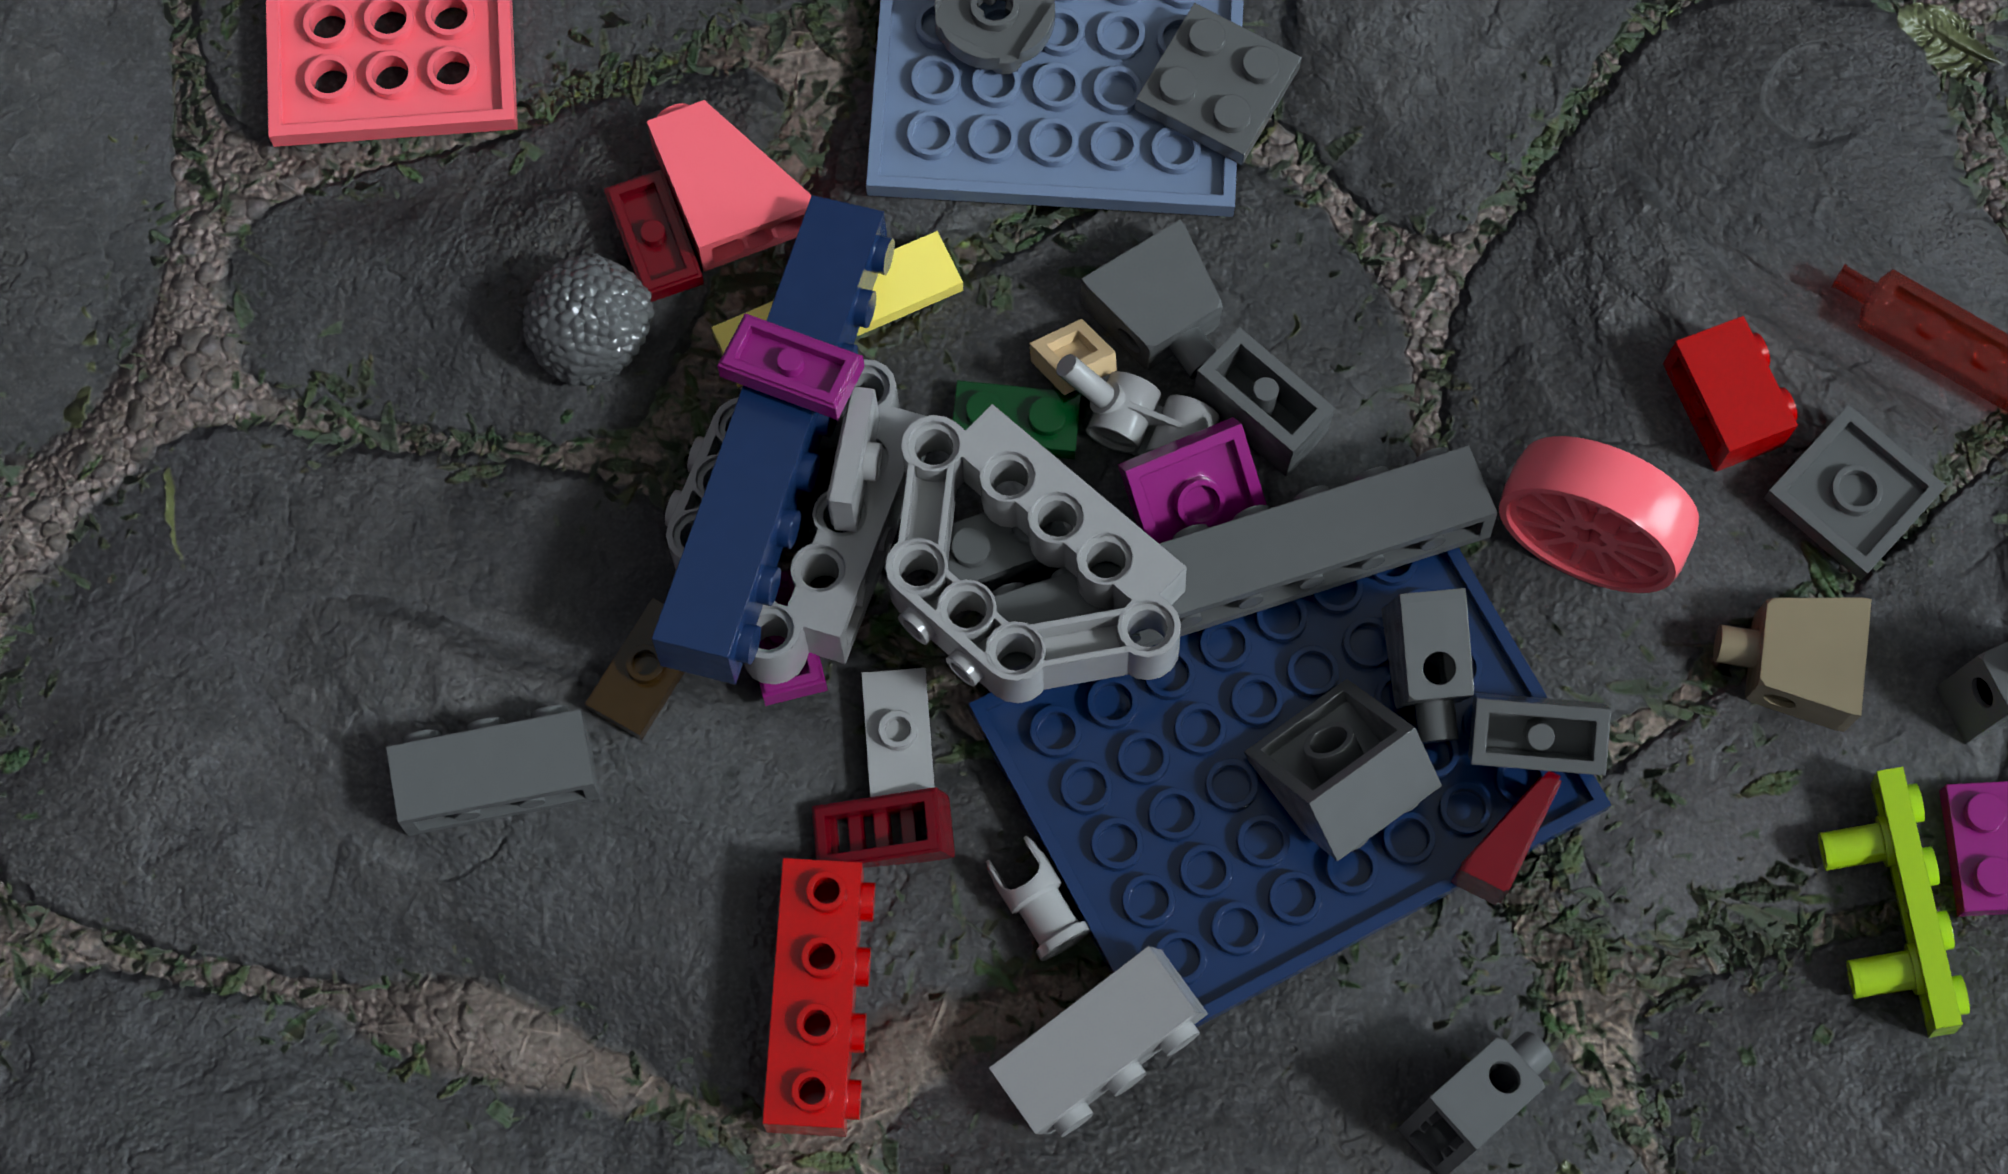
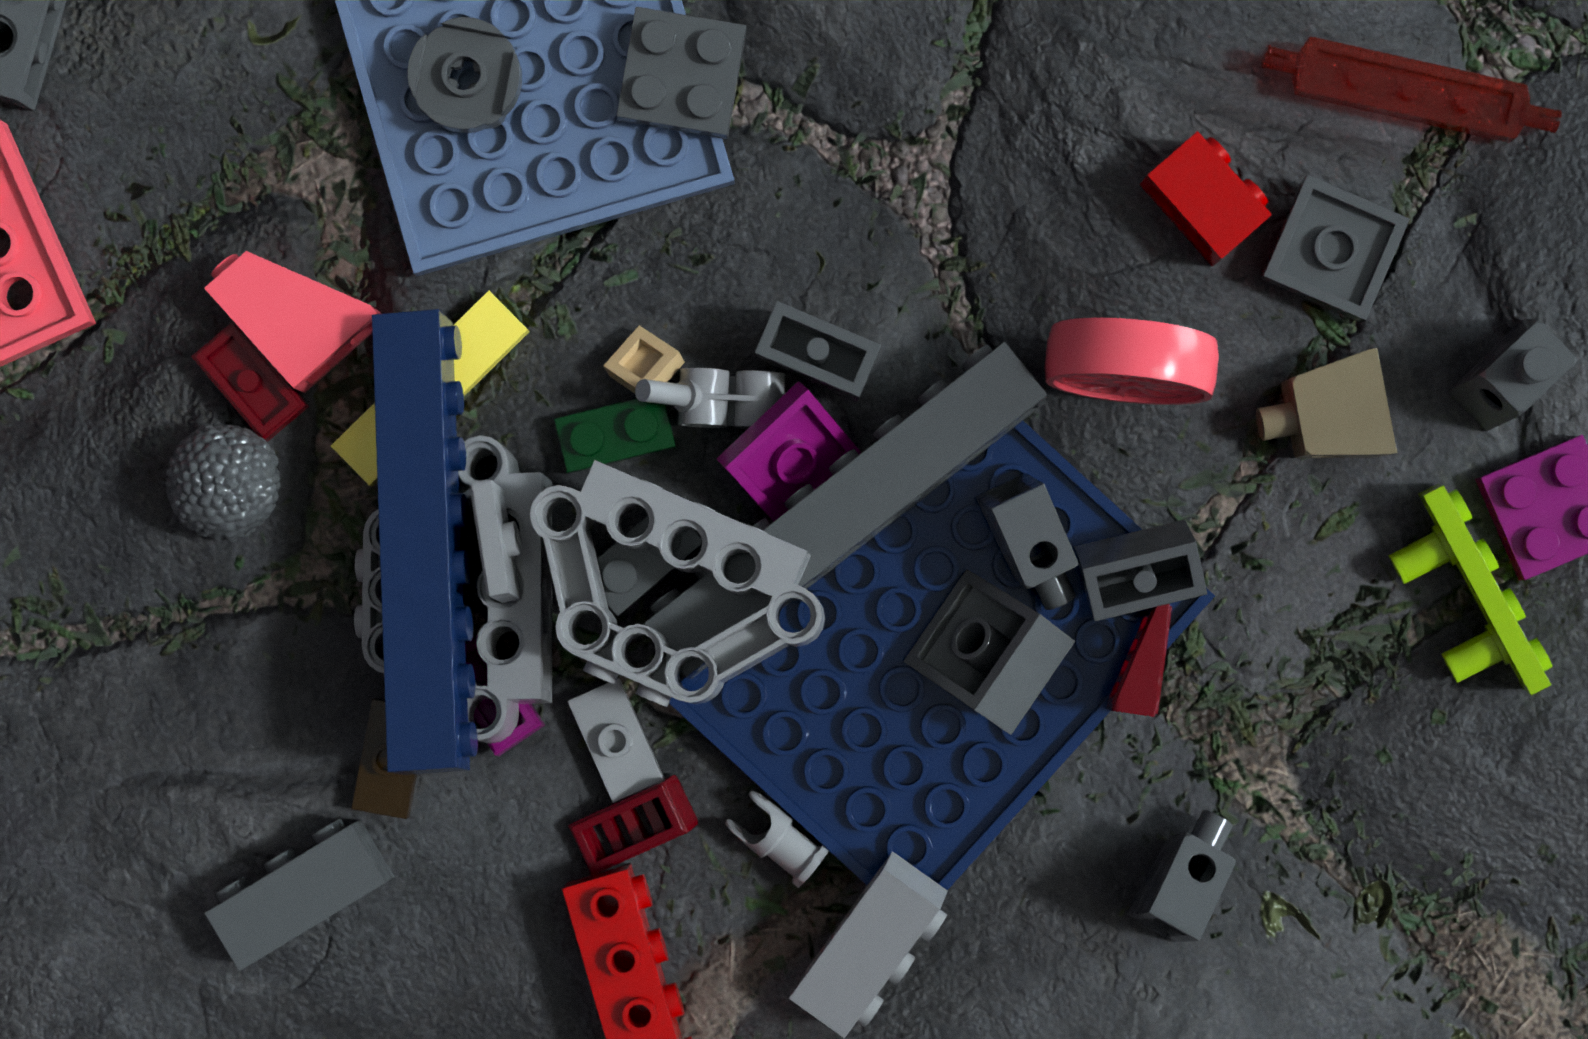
camera: 15 degrees left, 15 degrees up
(791, 366) = (413, 489): magenta plate -> none
(1157, 300) = (699, 289): dark grey torso -> none

